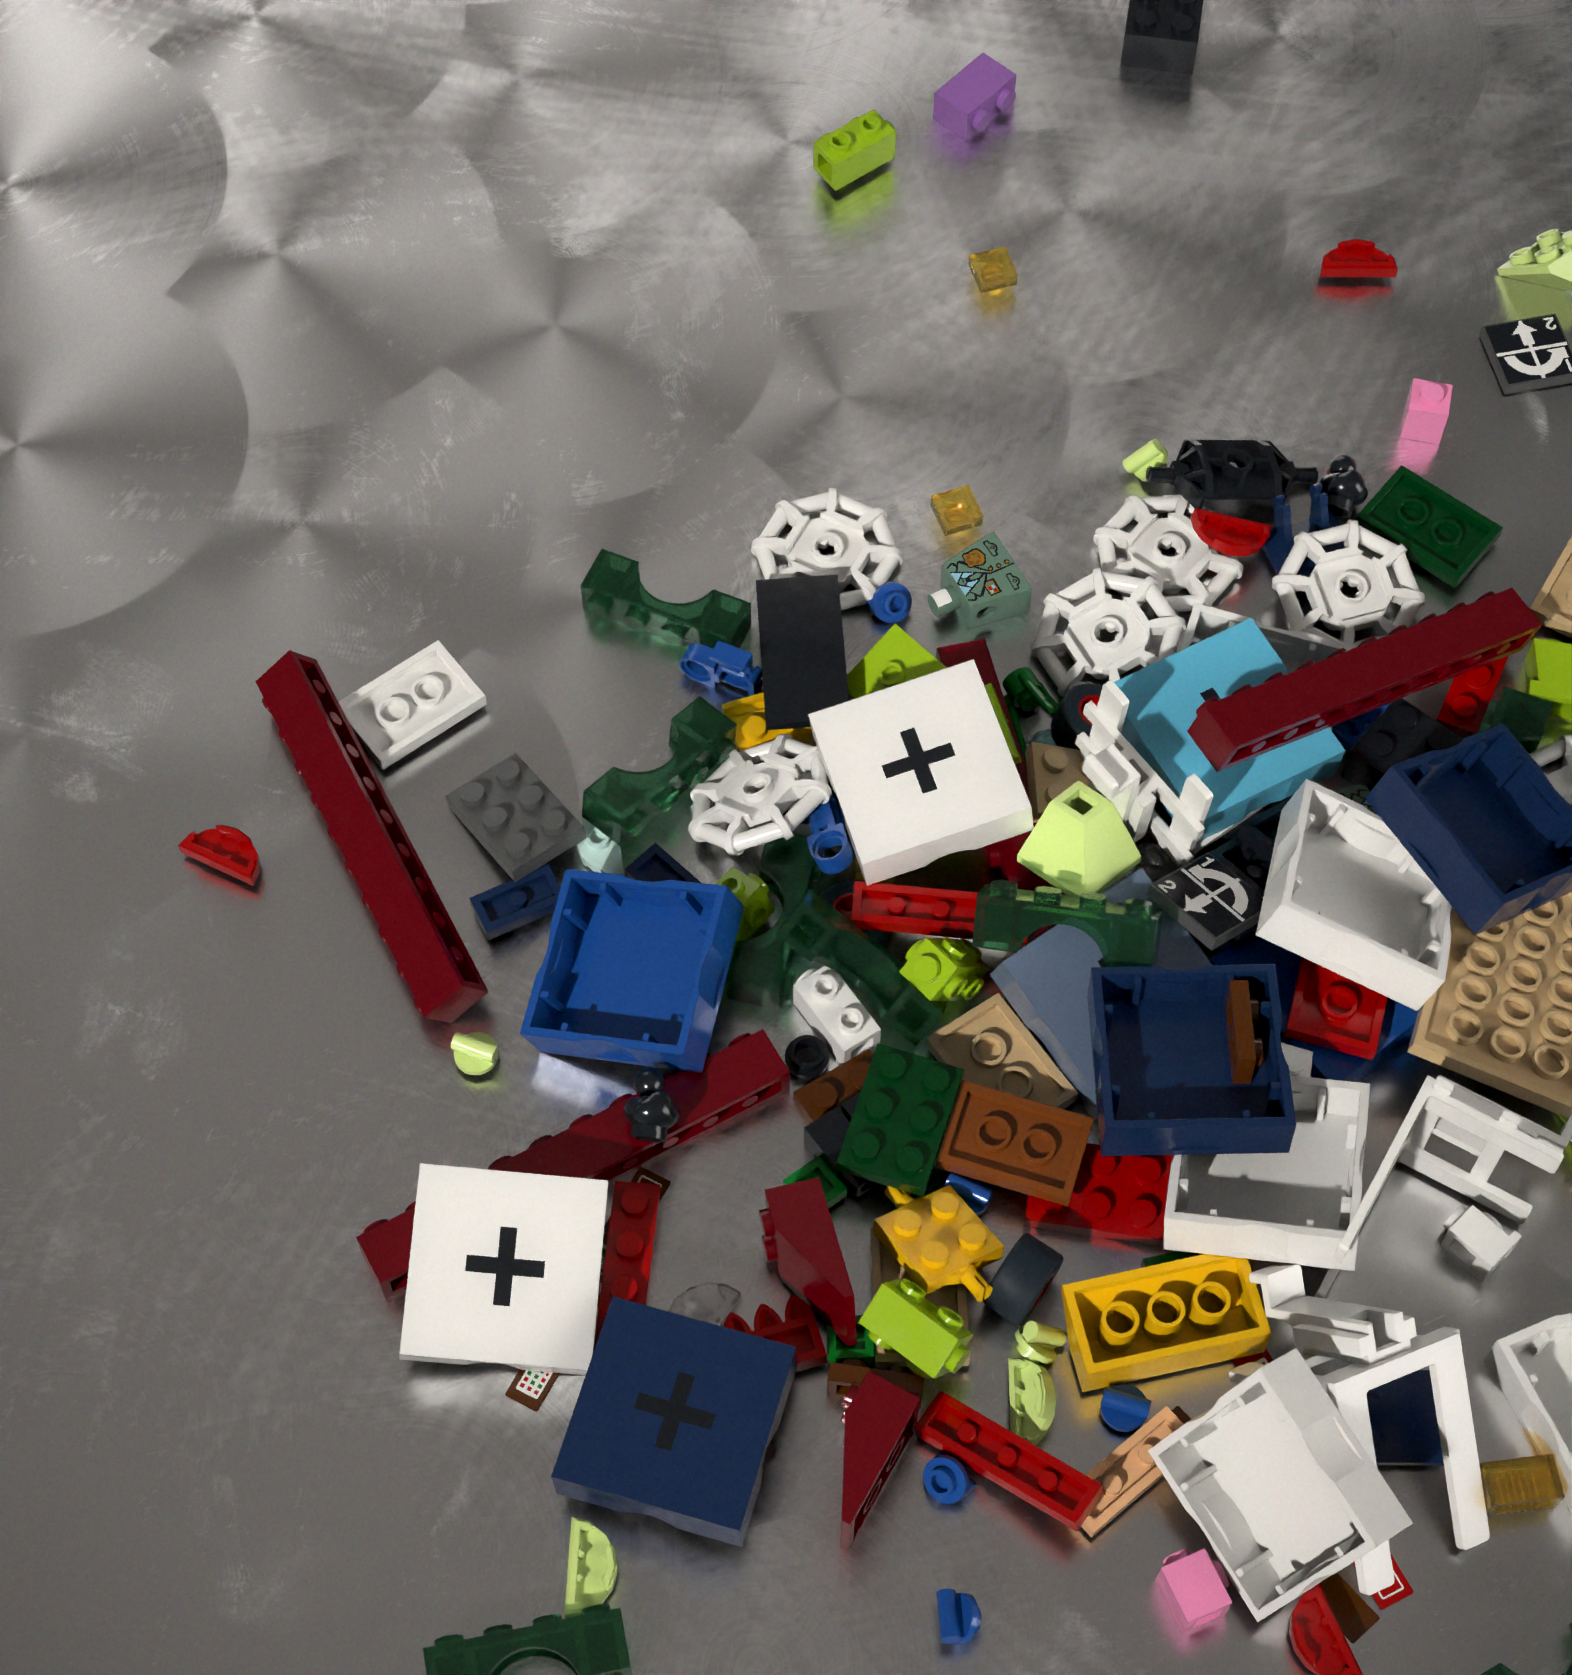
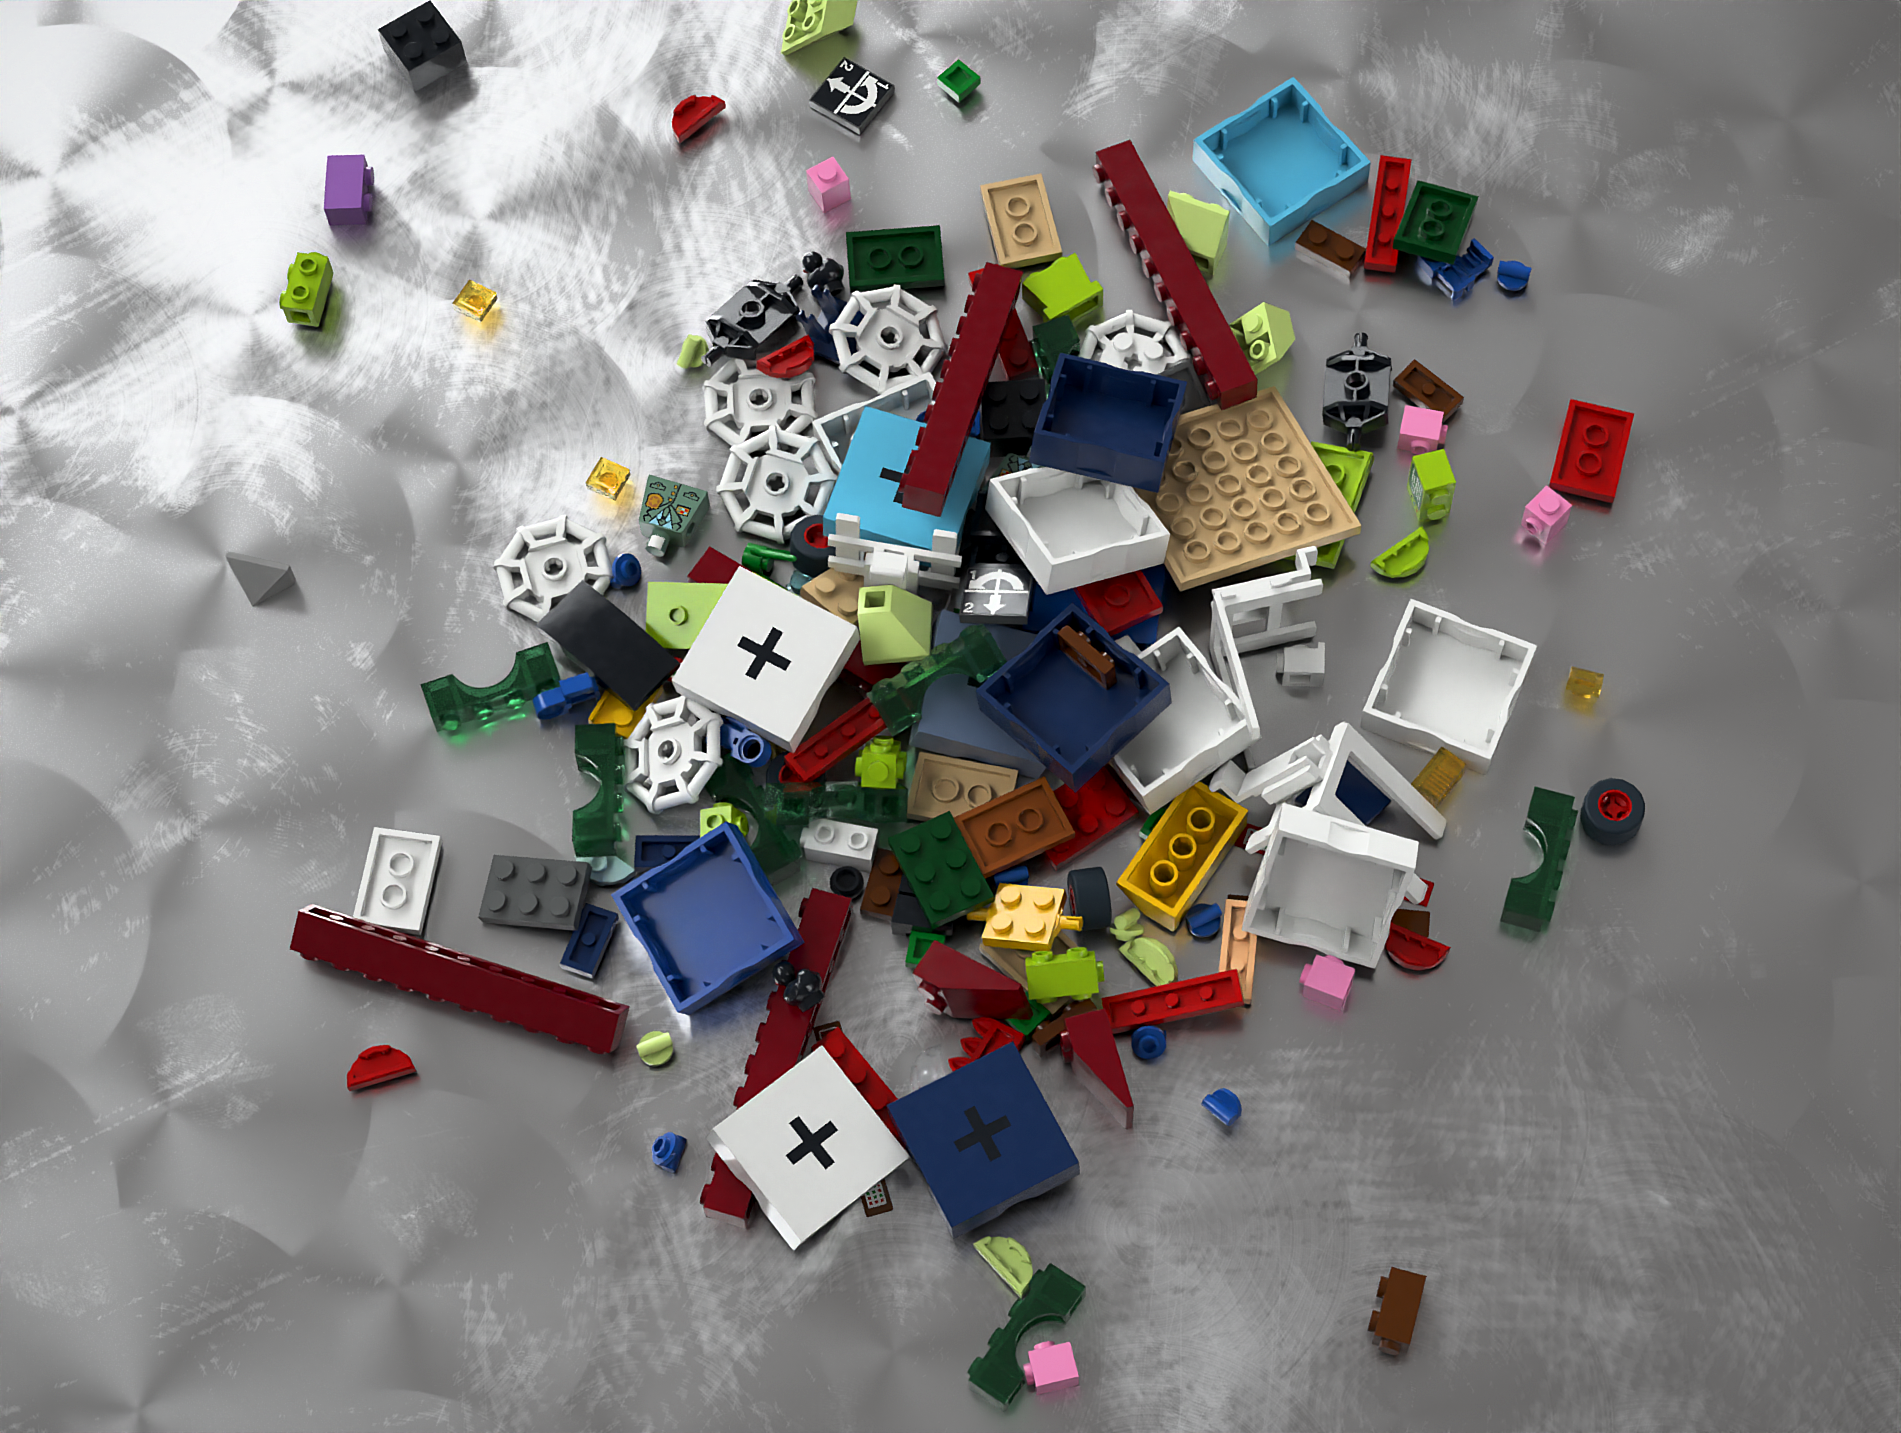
camera: 40 degrees left, 5 degrees up
(389, 1159) = (668, 1151): none -> blue plate
(567, 354) = (259, 576): none -> light grey slope

